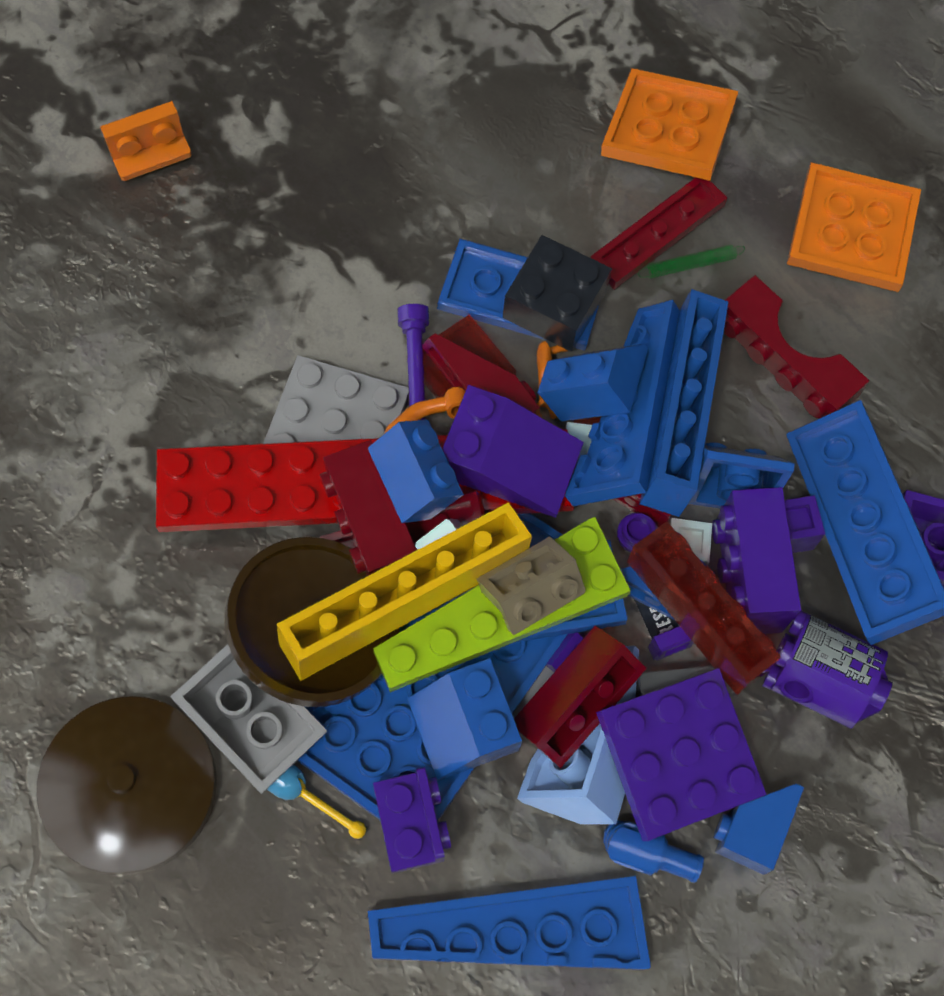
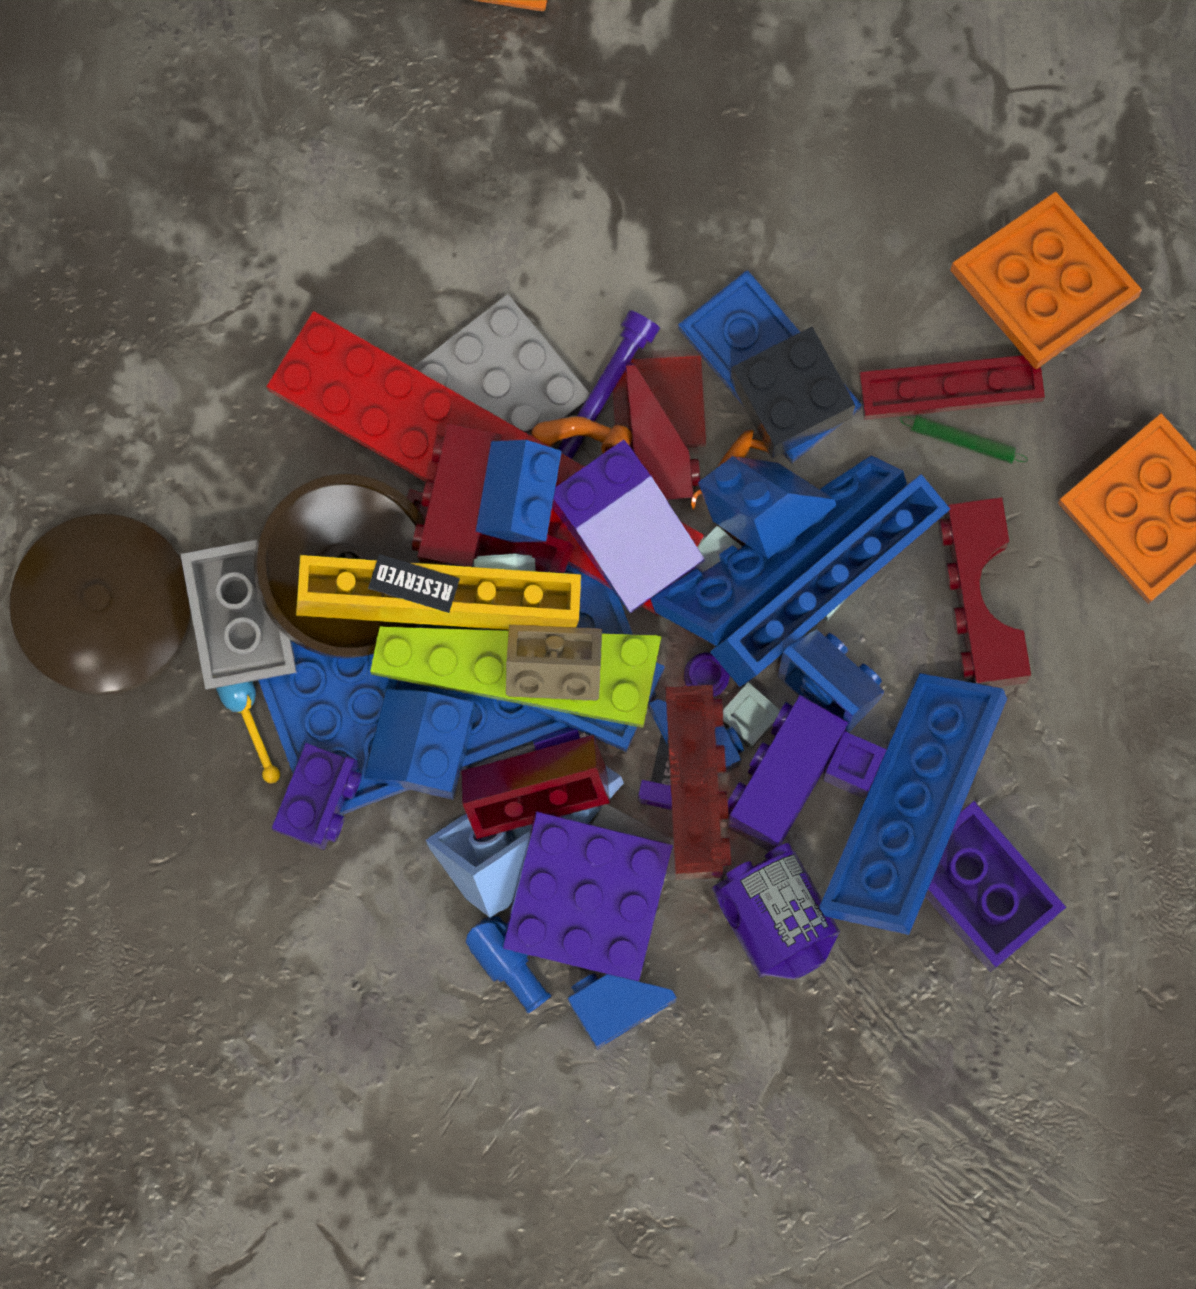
camera: 40 degrees right, 10 degrees up
(384, 588) = (414, 583): none -> black sticker
(550, 926) = (378, 965): blue wing -> none

